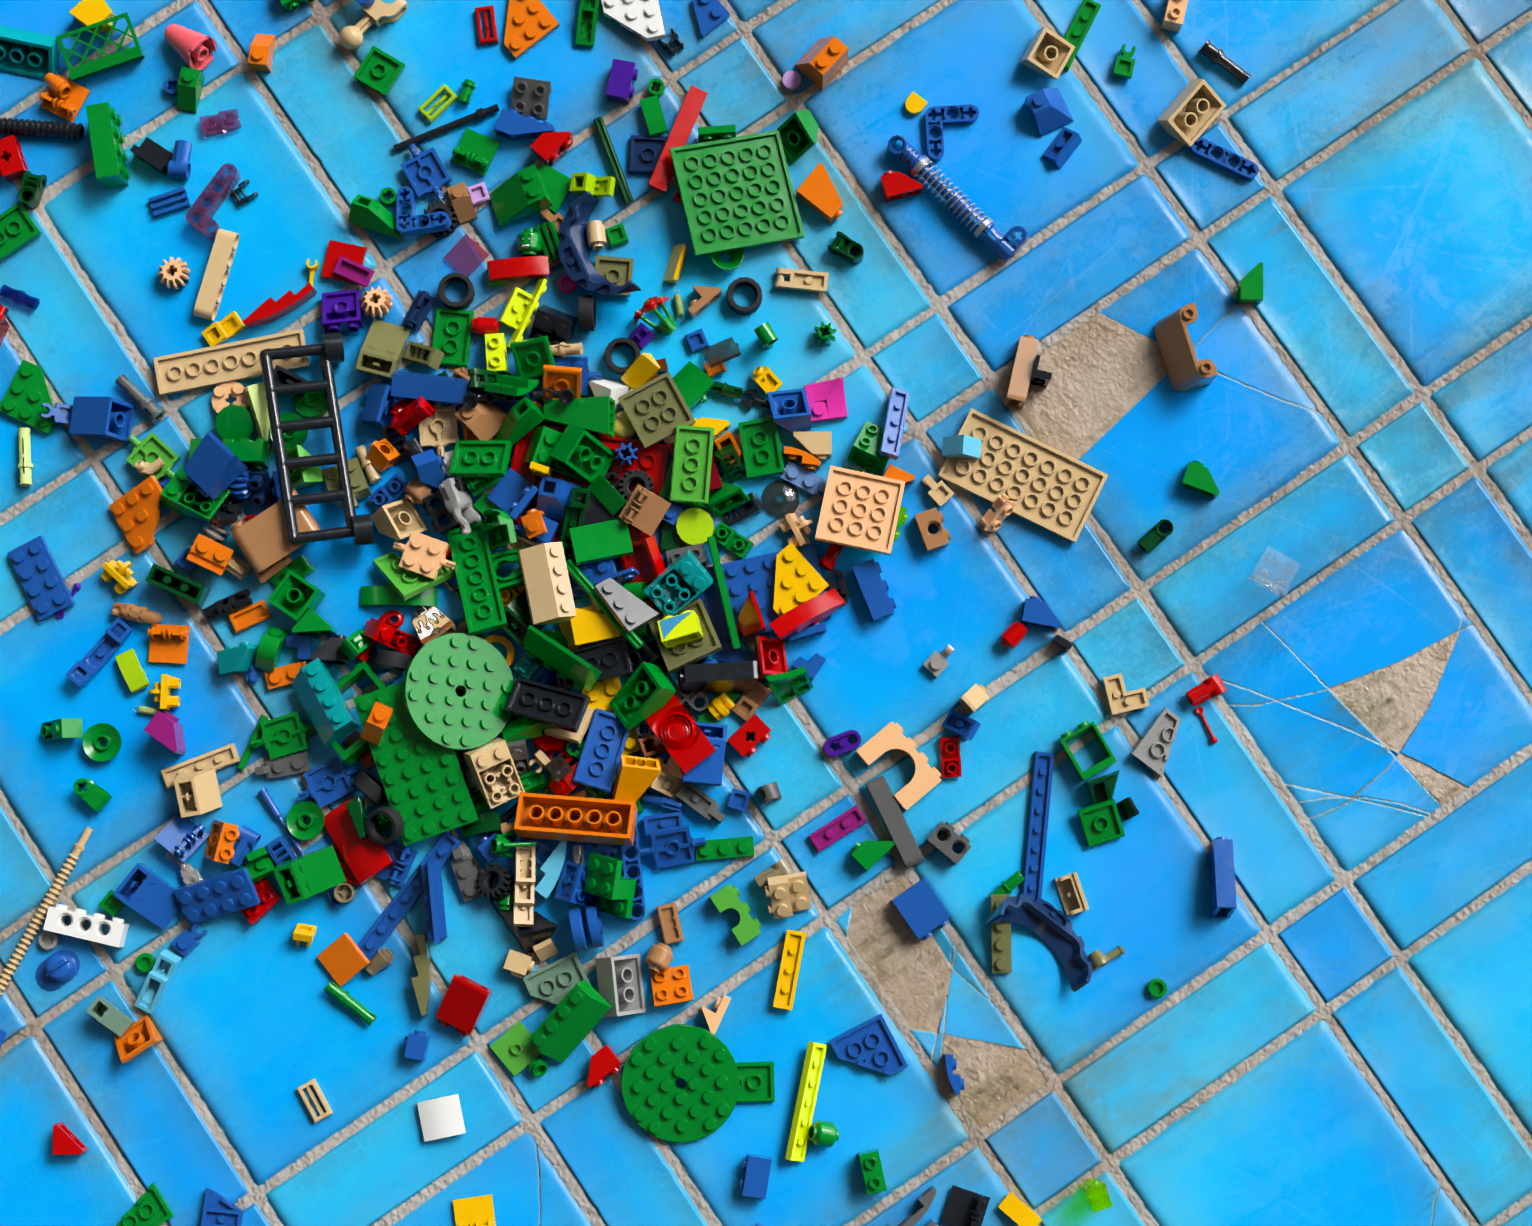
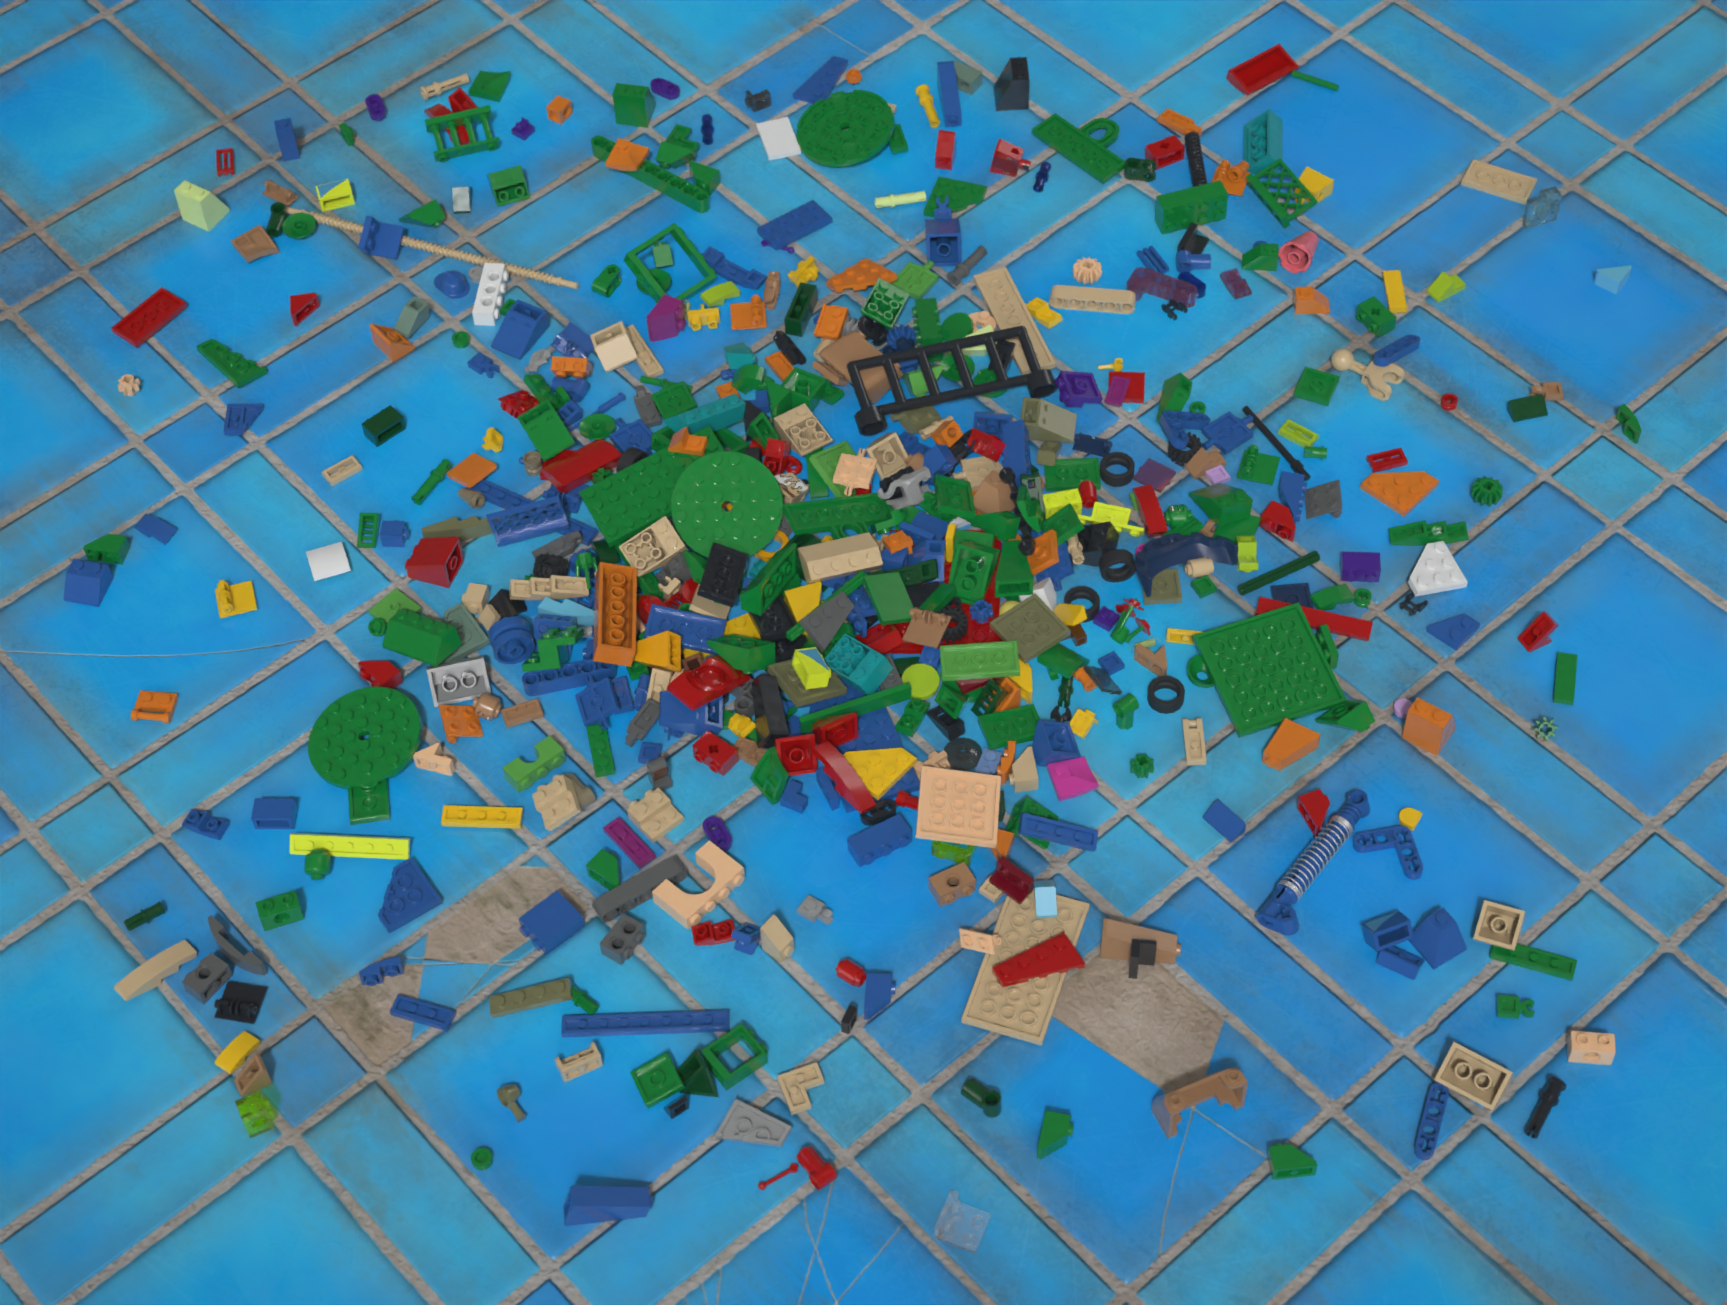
camera: 85 degrees right, 30 degrees down
(84, 762) = (647, 279): none -> green window
(149, 468) = (903, 274): tan arm -> none
(157, 981) = (445, 347): medium azure slope -> none
(210, 165) = (1201, 287): none -> clear blue beam
(213, 466) = (910, 304): blue slope -> none
(217, 896) = (522, 371): blue plate -> none
(262, 1053) = (383, 426): none -> dark green brick
(272, 310) = (1070, 344): red slope -> none
(355, 603) = (802, 430): none -> tan slope
(358, 815) = (605, 453): dark green slope -> none
(372, 828) = (595, 470): black tyre -> none
(383, 305) = (1092, 411): light nougat gear -> none
(389, 1068) = (371, 518): none -> green slope
(558, 768) = (663, 593): clear smoke bracket -> none
(811, 801) = (654, 815): none -> tan plate
(843, 246) = (1236, 775): dark green piece -> none
(895, 270) = (1225, 821): none -> blue slope
(946, 474) = (1012, 881): none -> dark red bracket
(998, 1036) = (422, 1012): none -> blue tile
(1028, 459) = (1044, 959): none -> red wing
(1038, 151) = (1387, 931): none -> blue brick
(1050, 1198) = (252, 1076): none -> medium nougat slope
(1053, 929) = (547, 1038): dark blue windscreen -> none

